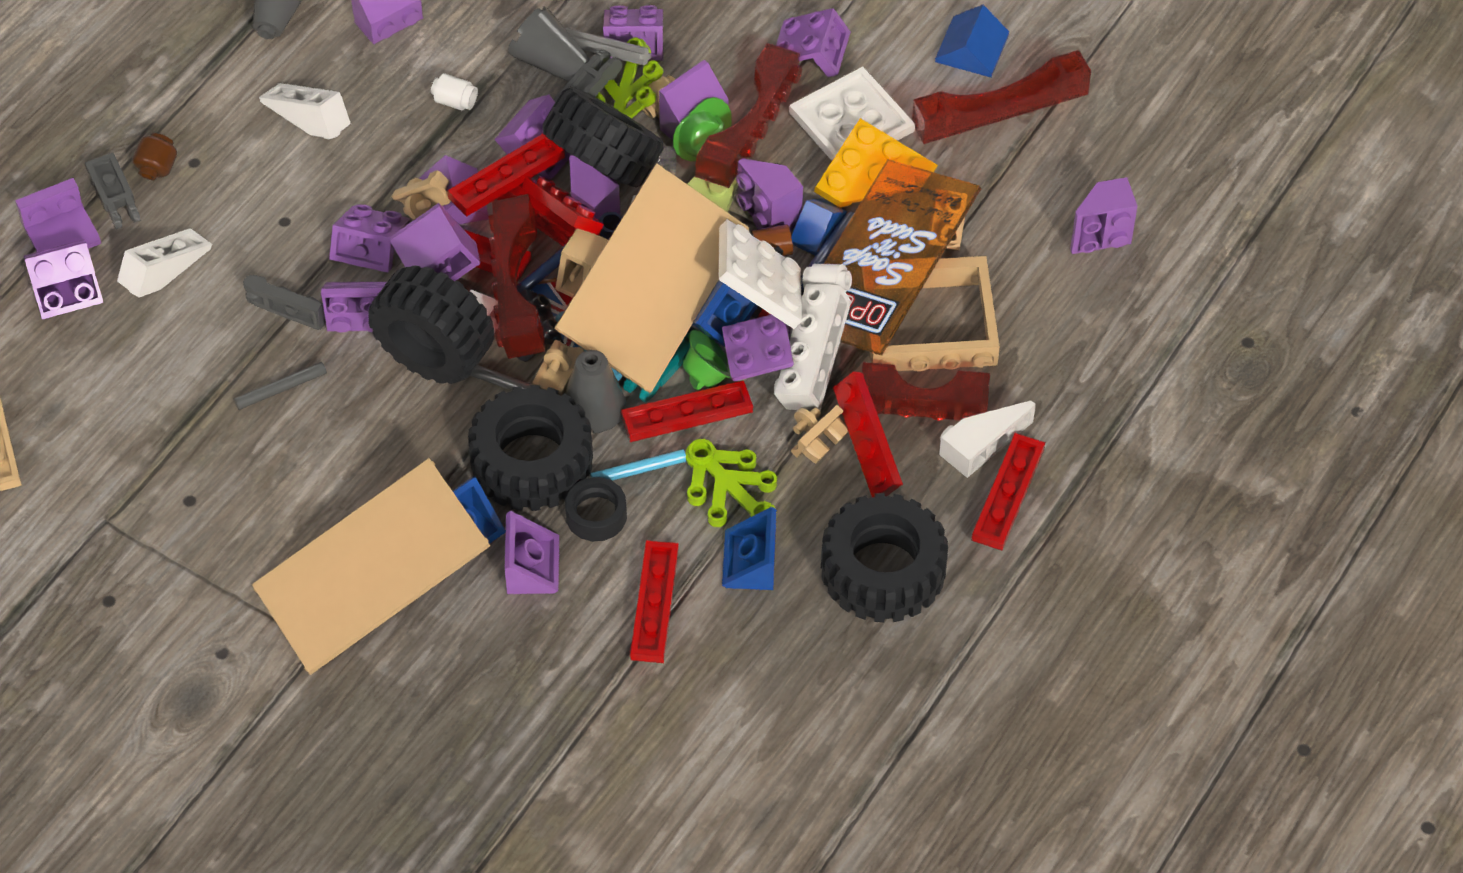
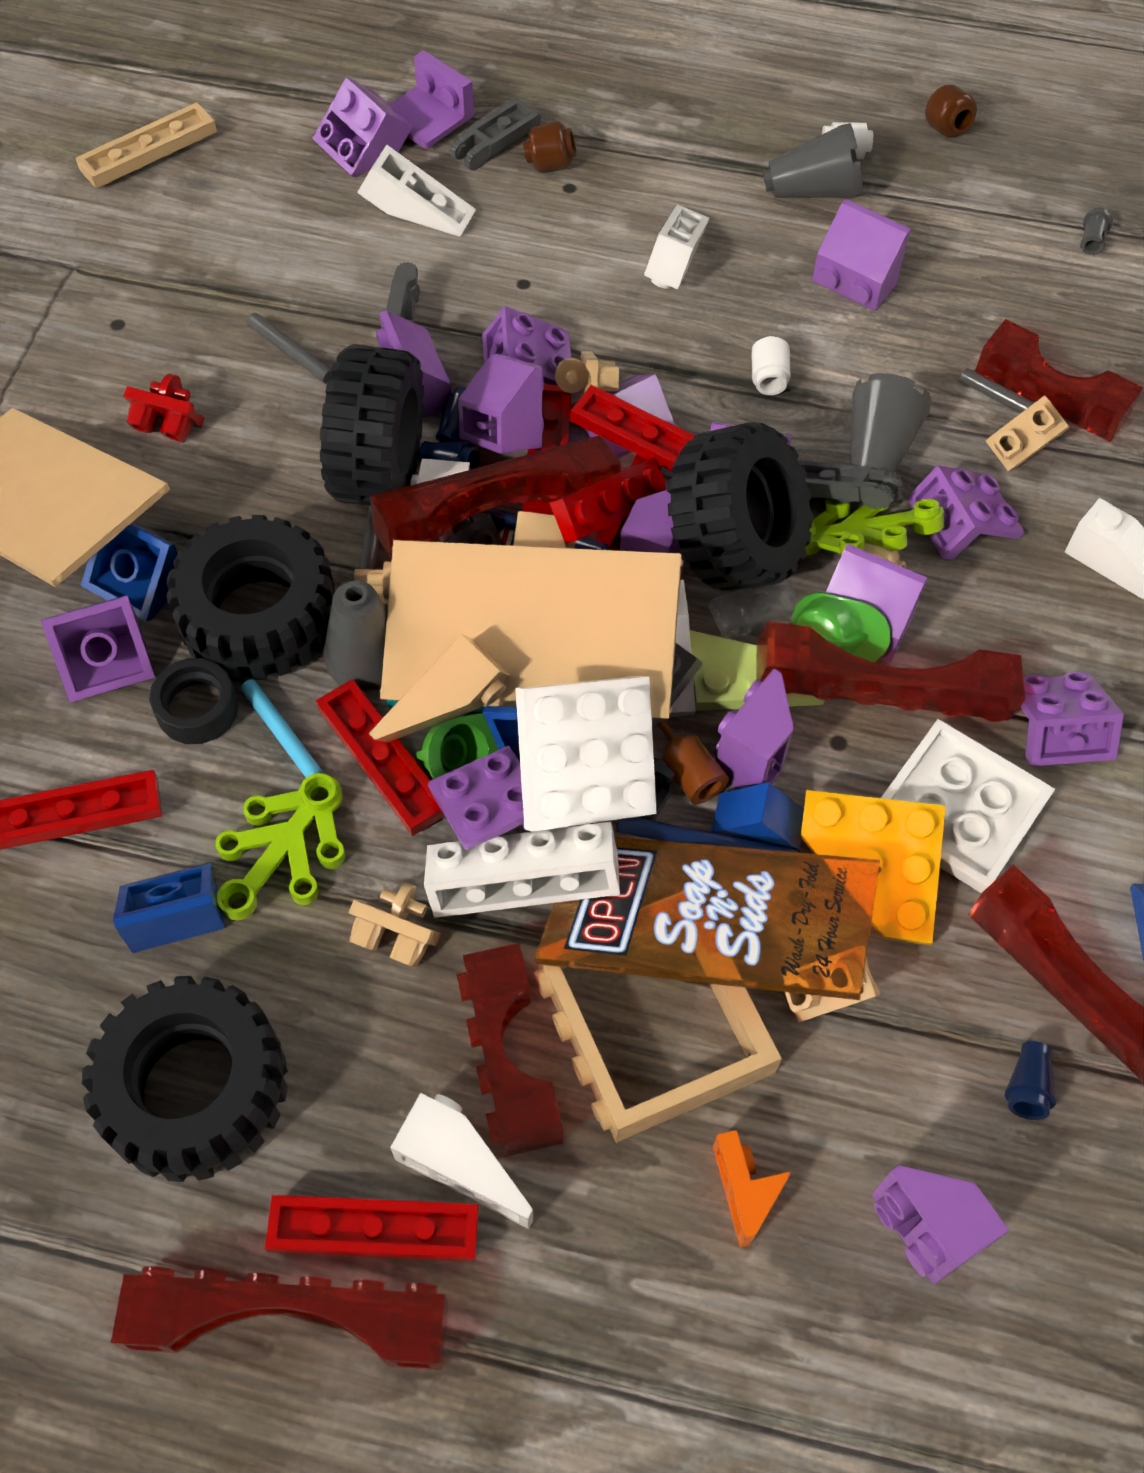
camera: 70 degrees right, 5 degrees up
(304, 486) = (163, 401): none -> red hips
(616, 48) = (912, 481): light grey axle -> none
(675, 334) = (451, 687): none -> tan slope
(828, 274) = (638, 849): white brick -> none
(867, 434) = (383, 999): red plate -> none
(1039, 152) = (1032, 1084): none -> dark blue cone
(1057, 307) = (746, 1198): none -> orange slope
(1069, 495) = (172, 1312): none -> clear red arch

